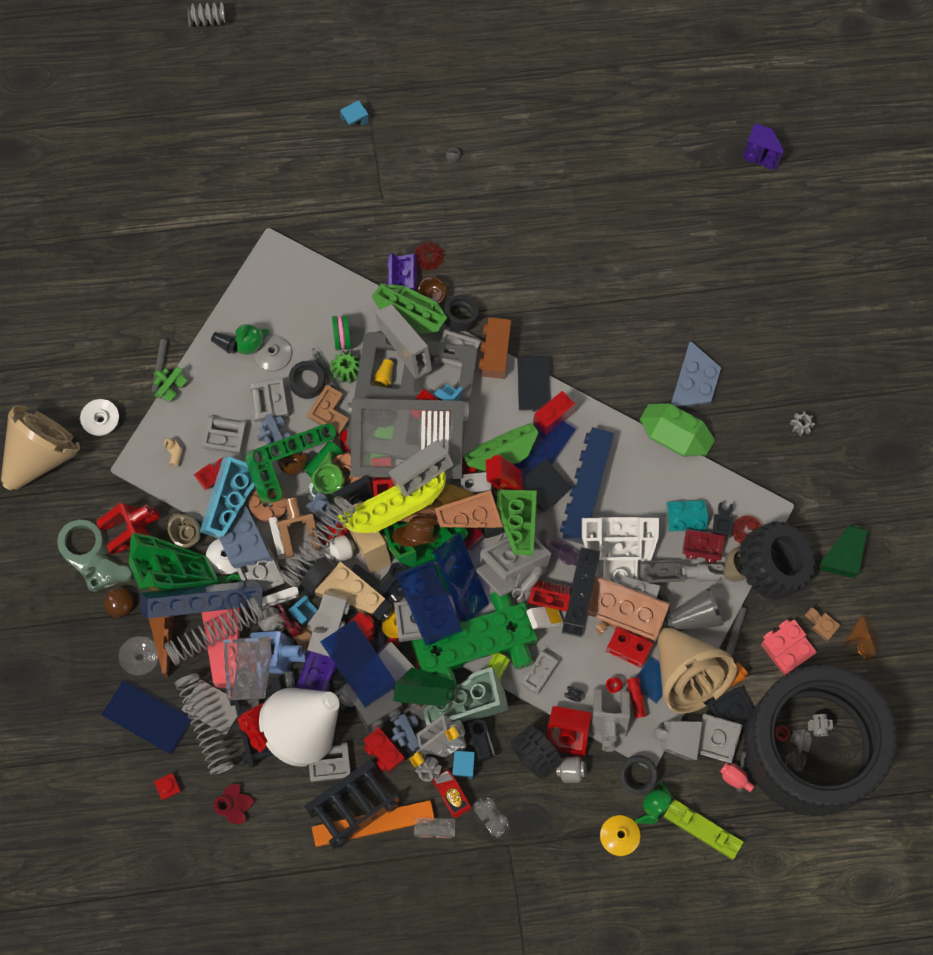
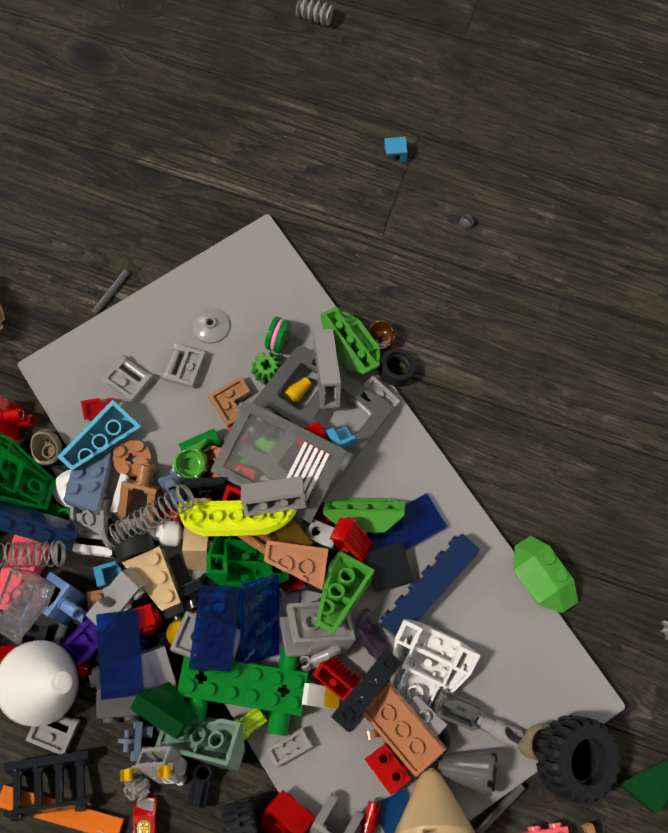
camera: 35 degrees right, 0 degrees up
(95, 410) = (31, 306): white dish -> none
(175, 377) = (98, 314): bright green hips -> none
(175, 451) = (79, 372): tan arm -> none
(225, 342) = (175, 297): black cone -> none
(249, 338) = (195, 302): green piece -> none
(270, 431) = (171, 406): sand blue hips -> none
(272, 621) = (74, 570): light grey head -> none
(283, 450) = (165, 418): green beam -> none
(293, 464) = (171, 432): reddish brown hair -> none
(293, 627) = (87, 578): dark red plate -> none
(307, 393) = (221, 350): black tyre -> none
(323, 363) = (247, 359): dark grey piece -> none
(383, 750) = (105, 747): red brick -> none
(402, 271) = (364, 305): dark purple bracket -> none
(416, 532) = (240, 555): reddish brown piece -> none
(426, 263) = (390, 306): clear red gear -> none
(463, 764) = (171, 801): dark azure panel -> none
(495, 348) = (411, 414): dark orange brick -> none
(533, 382) = (430, 464): black piece -> none
(553, 412) = (432, 501): red brick -> none
(573, 694) = (310, 787): black bush -> none
(609, 684) = (350, 799): red hinge -> none
(687, 515) = (512, 664): teal bracket -> none
(696, 379) = (589, 533): sand blue wing -> none
(703, 545) = (512, 703): dark red bracket -> none
(723, 523) = (543, 691): black plate -> none
(739, 525) = (559, 701): clear red gear -> none

